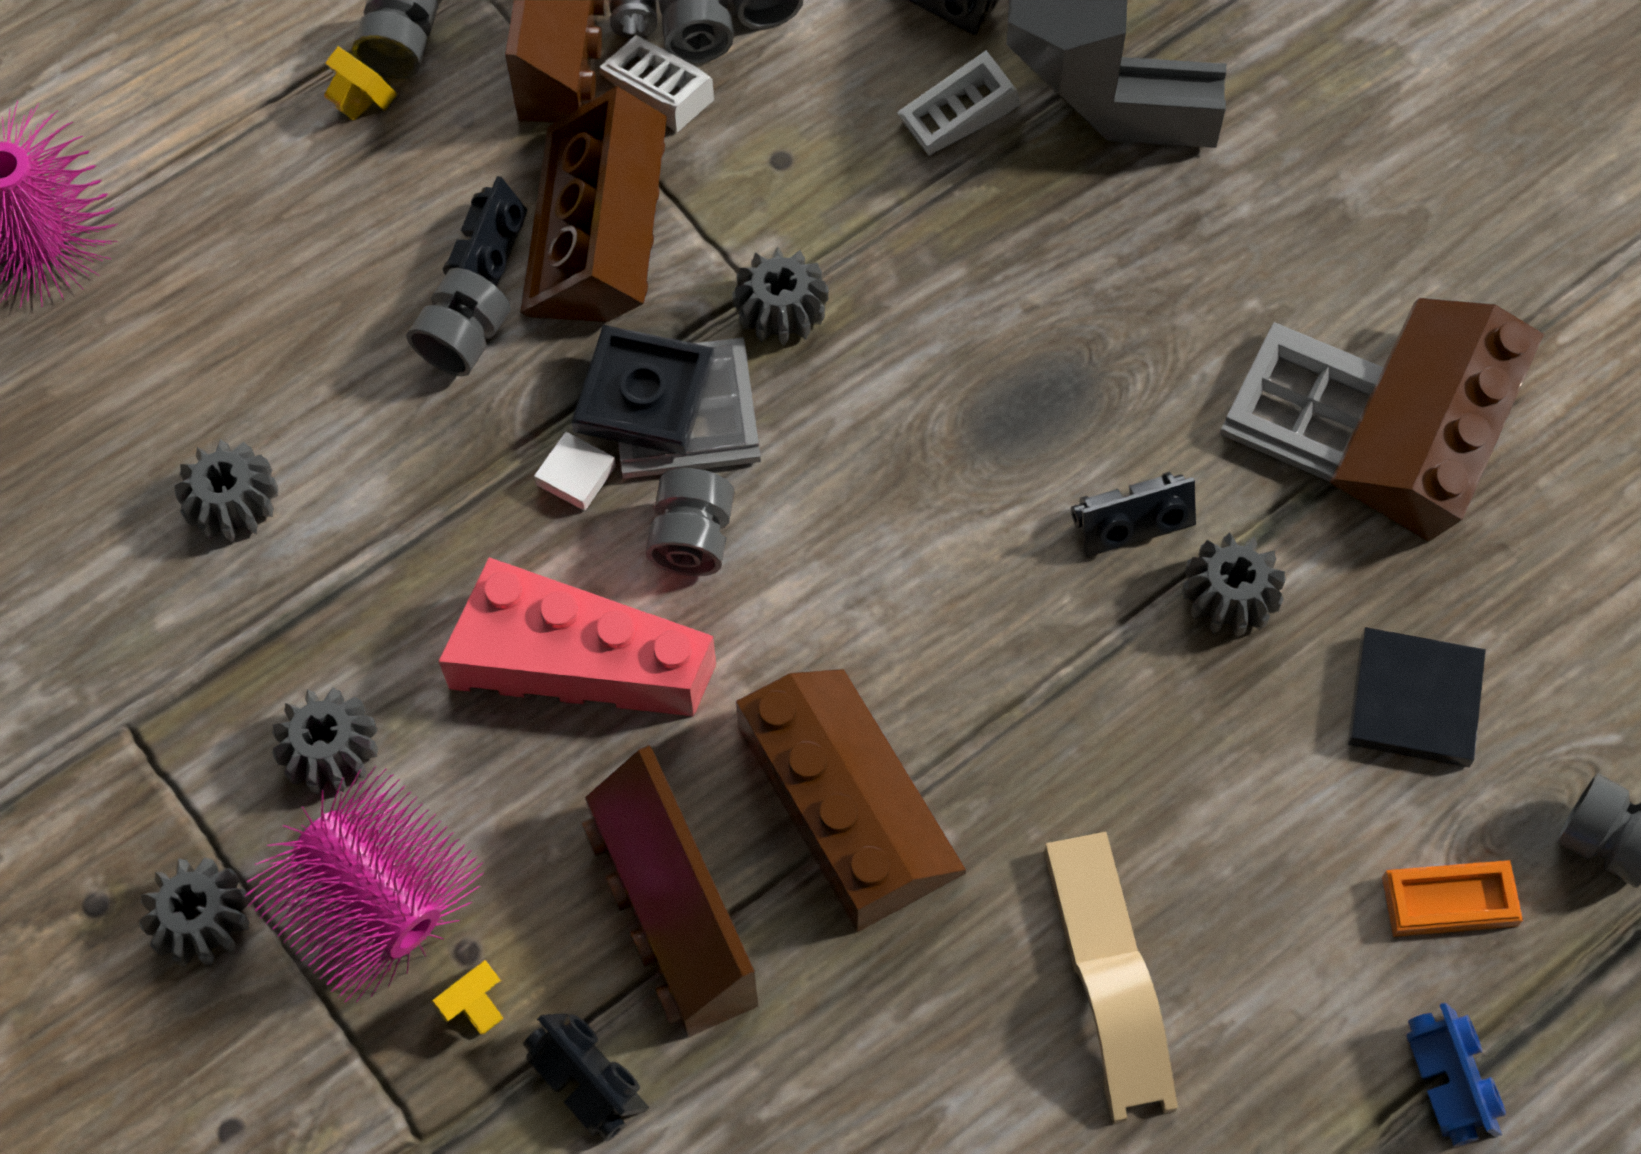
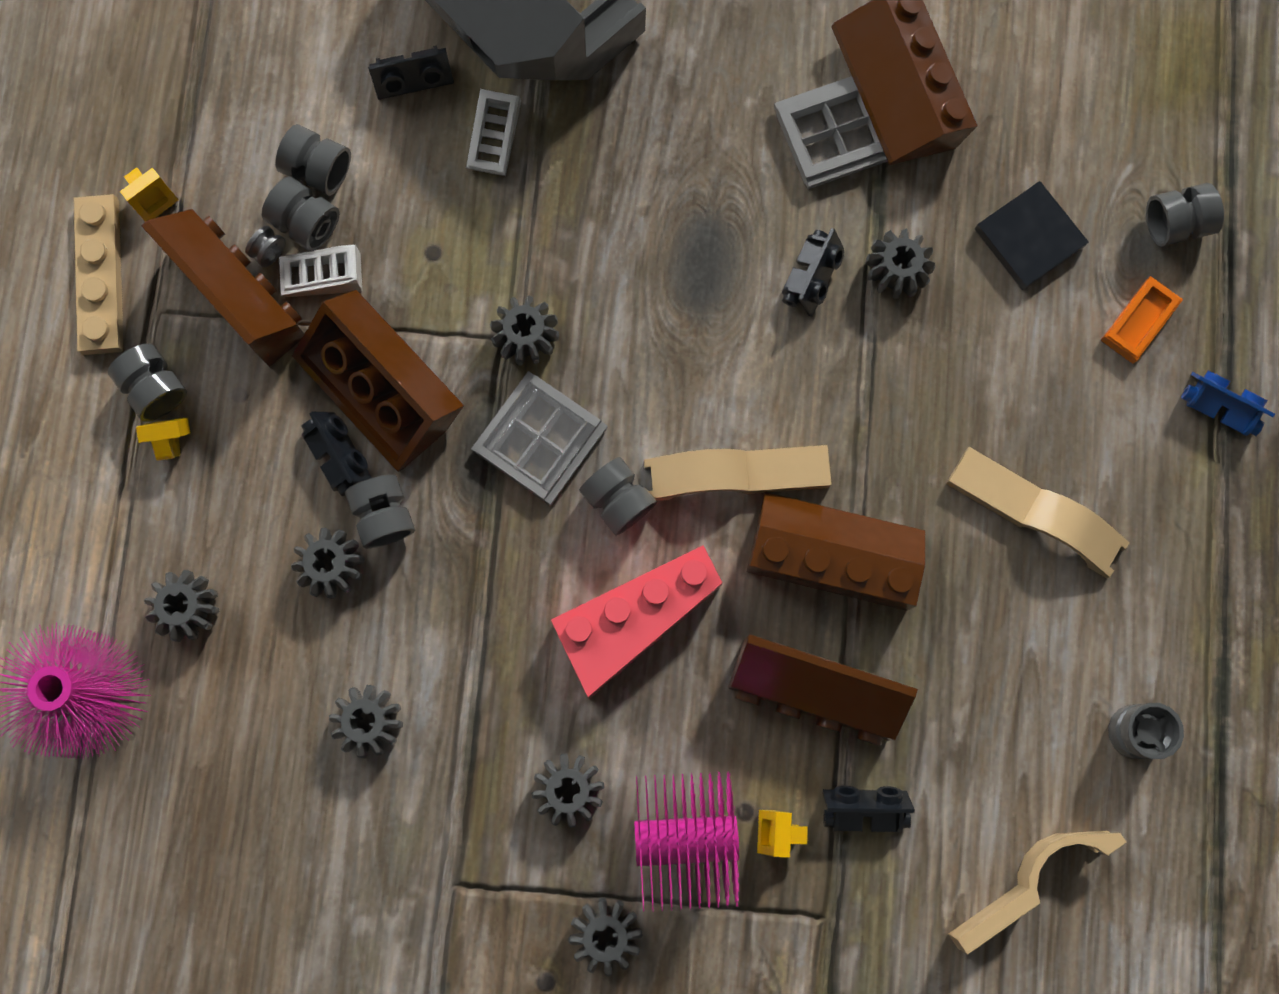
camera: 50 degrees left, 15 degrees up
(197, 236) = (165, 603): none -> dark grey gear
(361, 323) = (313, 564): none -> dark grey gear
(575, 471) = (524, 526): white tile -> none
(643, 390) = (516, 451): black tile -> none
(843, 625) = (739, 471): none -> tan piece

